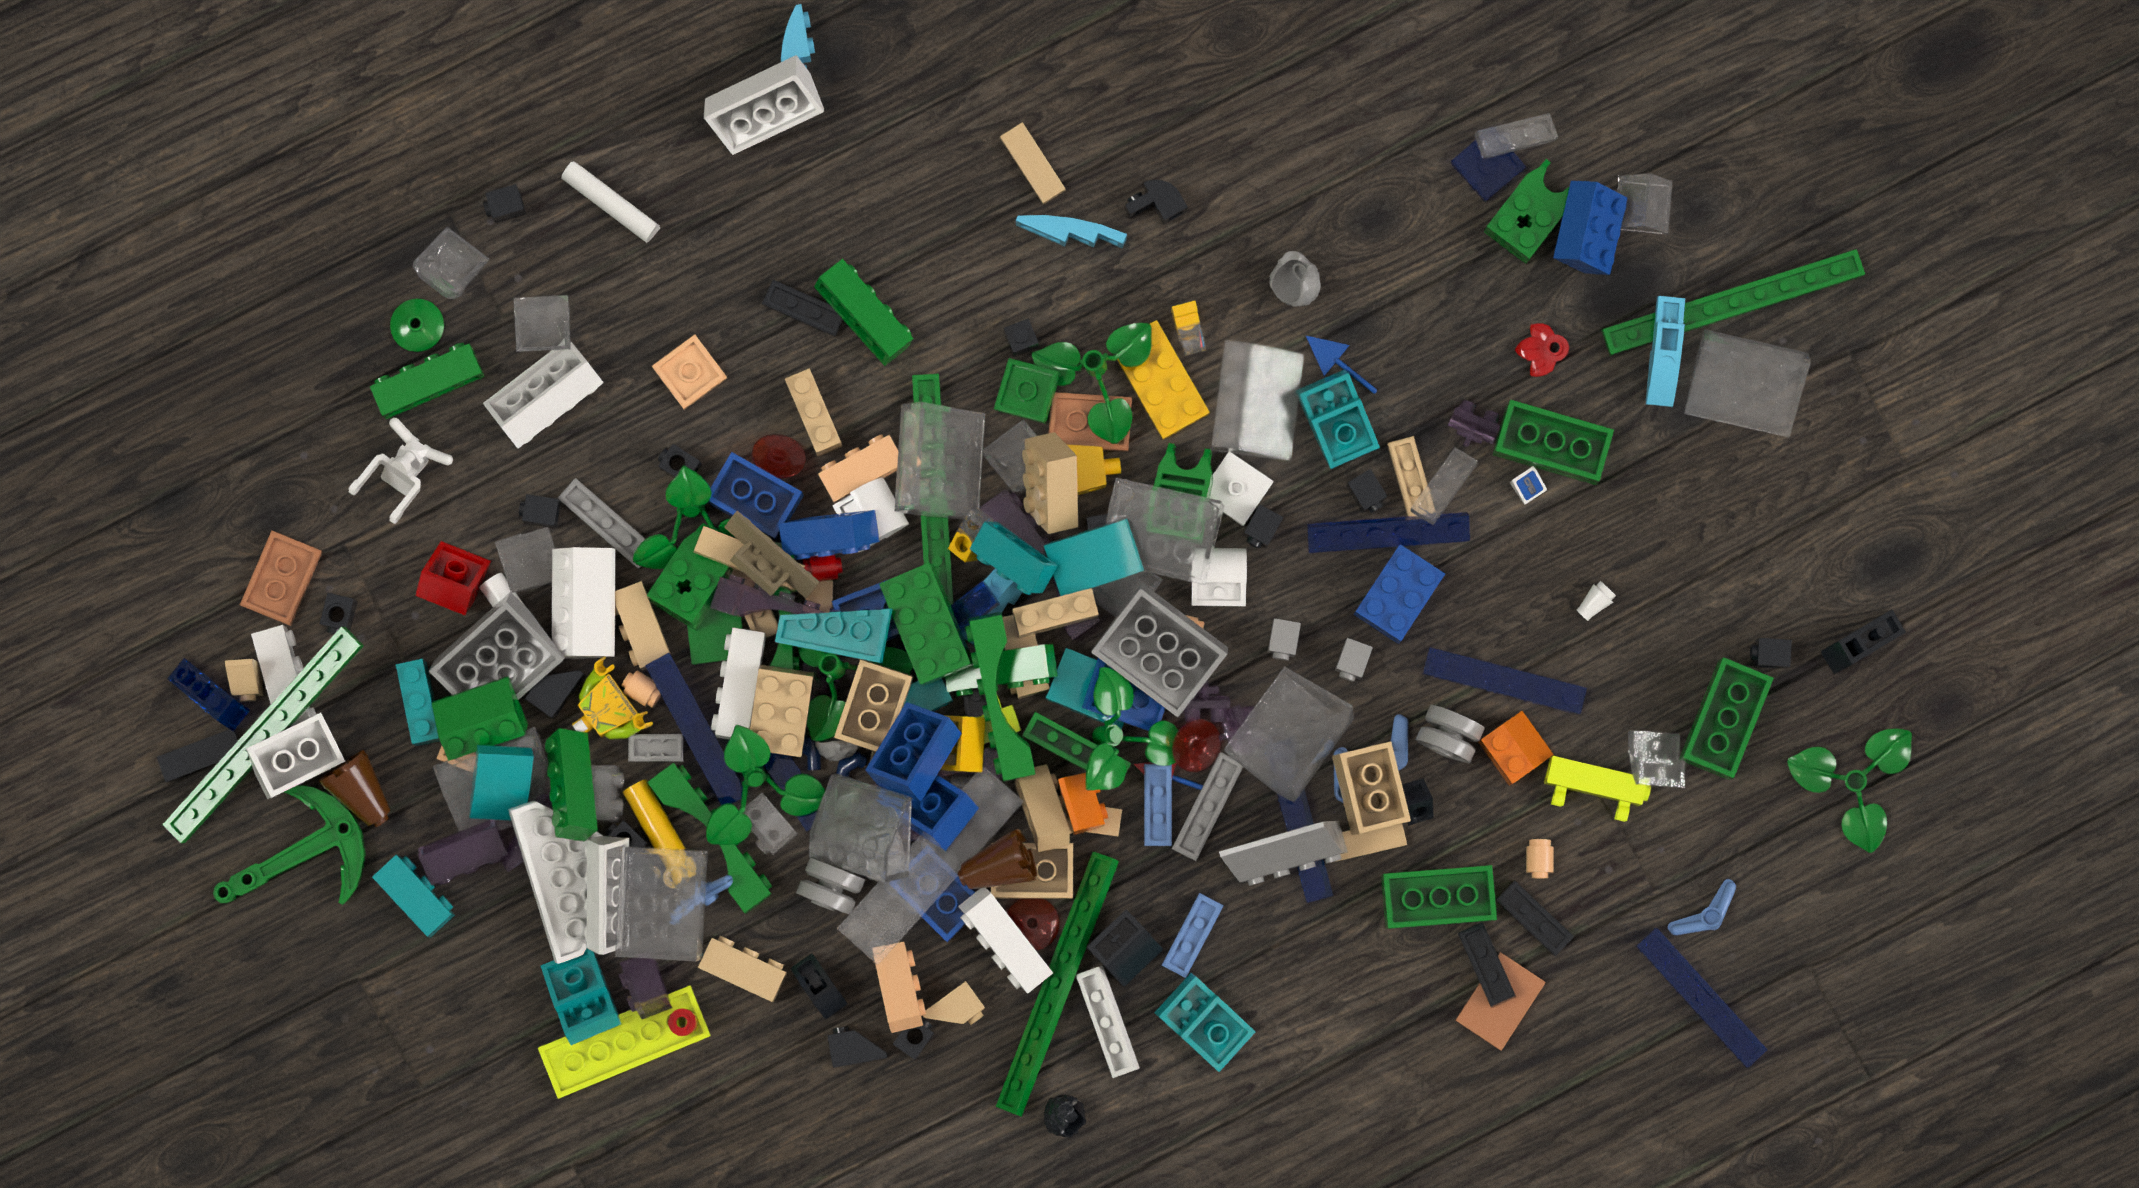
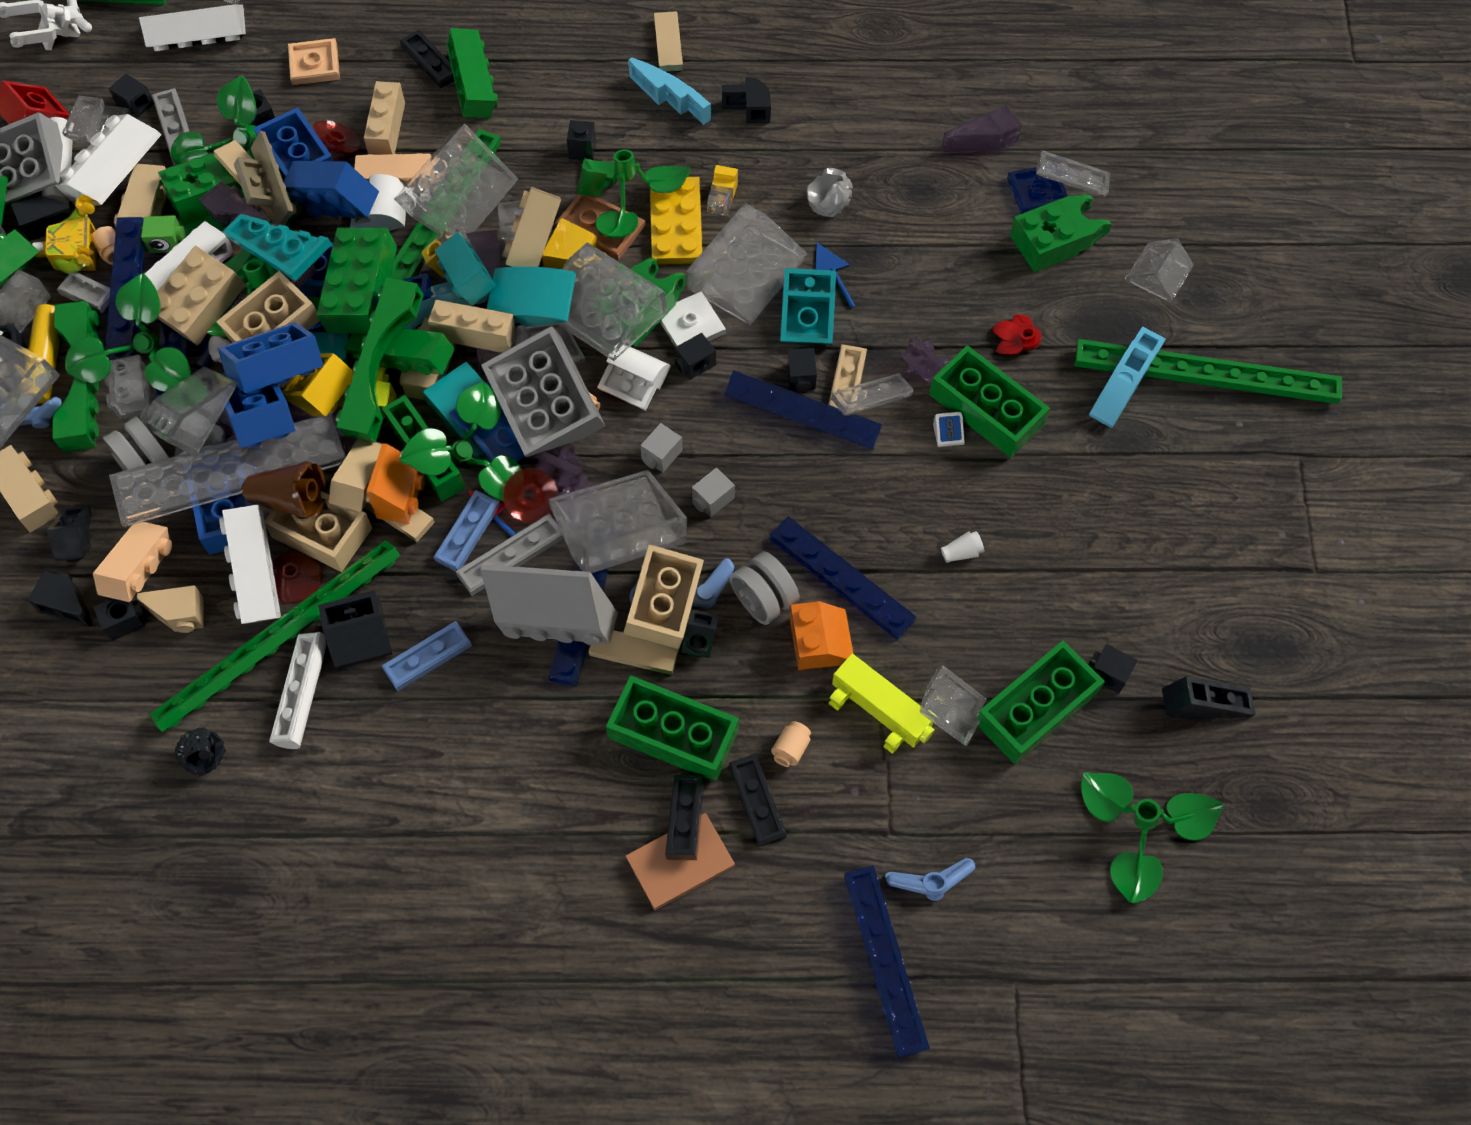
camera: 30 degrees right, 20 degrees down
(692, 655) = (161, 233): none -> bright green brick
(823, 568) = (313, 223): red brick -> none
(1027, 391) = (559, 178): green tile -> none
(1063, 388) = (591, 182): none -> green tile
(1204, 1022) = (386, 735): teal slope -> none
(1399, 594) = (784, 459): blue brick -> none
(1412, 121) = (985, 133): none -> clear purple slope
(1590, 227) = (1105, 255): blue brick -> none
(1747, 383) = (1191, 436): clear slope -> none

